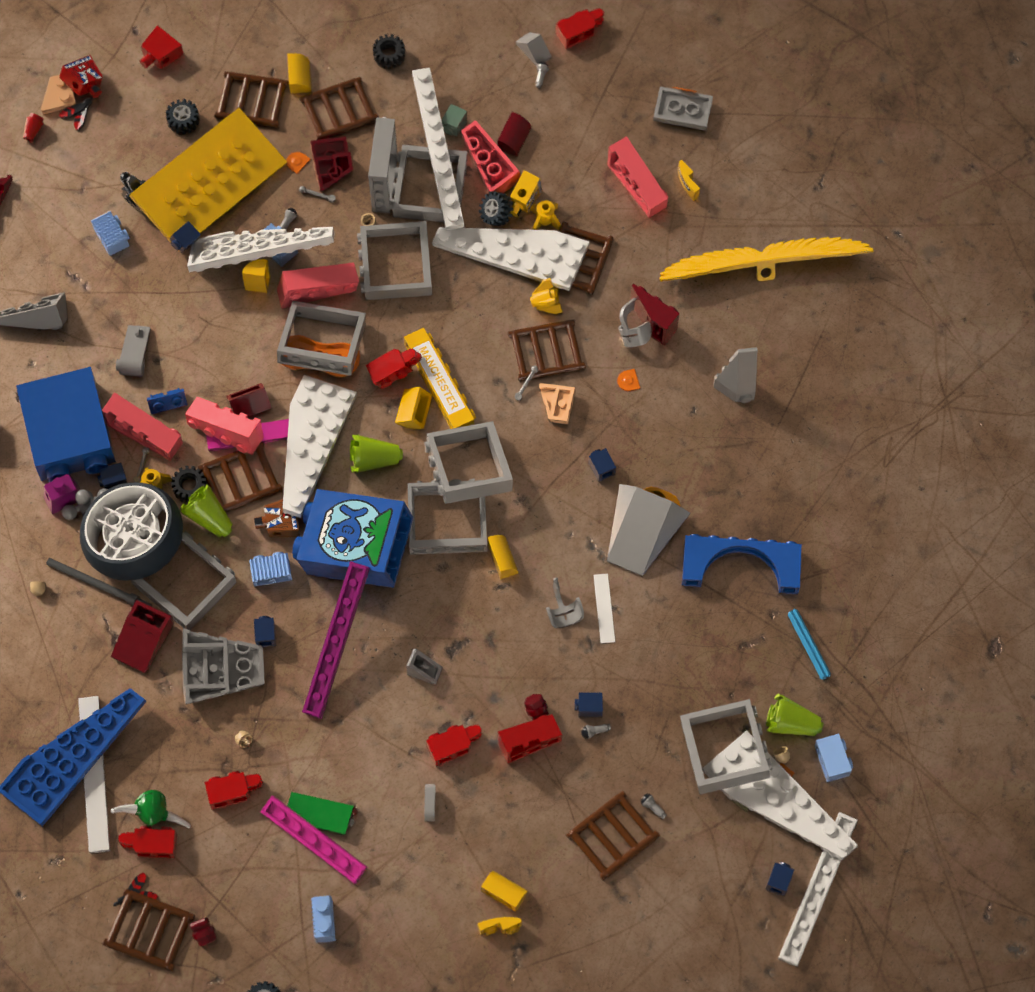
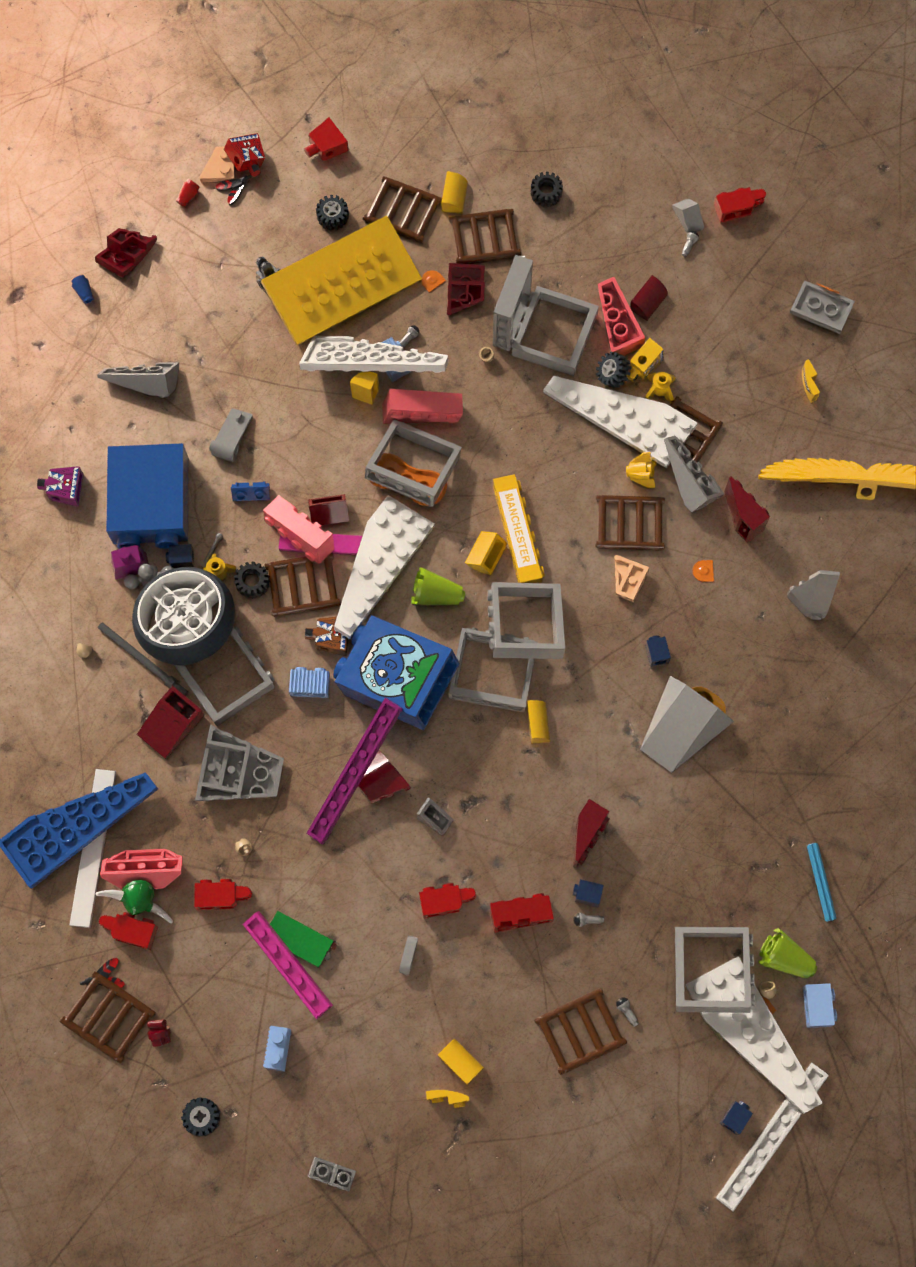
camera: 15 degrees right, 5 degrees up
(110, 234) = (236, 314): light blue brick -> none
(141, 427) = (219, 513): coral wedge -> none
(162, 775) = (150, 865): none -> coral wedge
(184, 237) = (304, 333): dark blue brick -> none
(207, 512) = (261, 612): lime cone -> none
(265, 631) = (289, 744): dark blue brick -> none
(331, 198) = (456, 324): light grey hinge -> none
(364, 644) = (381, 780): none -> dark red slope
(392, 366) = (475, 507): red hinge -> none
(398, 290) = (498, 430): light grey window -> none
(438, 149) = (570, 298): white plate -> none
(454, 120) = (593, 272): sand green brick -> none
(518, 396) = (592, 562): light grey hinge -> none
(535, 706) = (535, 882): dark red piece -> none
(572, 618) = (579, 800): light grey helmet -> none
(576, 637) = (589, 822): none -> dark red slope
(599, 300) = (694, 485): none -> light grey wedge
(604, 608) = (626, 797): white sticker -> none
(636, 177) = (759, 367): coral wedge -> none
(643, 330) = (729, 526): light grey helmet -> none
(780, 557) = (814, 787): blue arch -> none

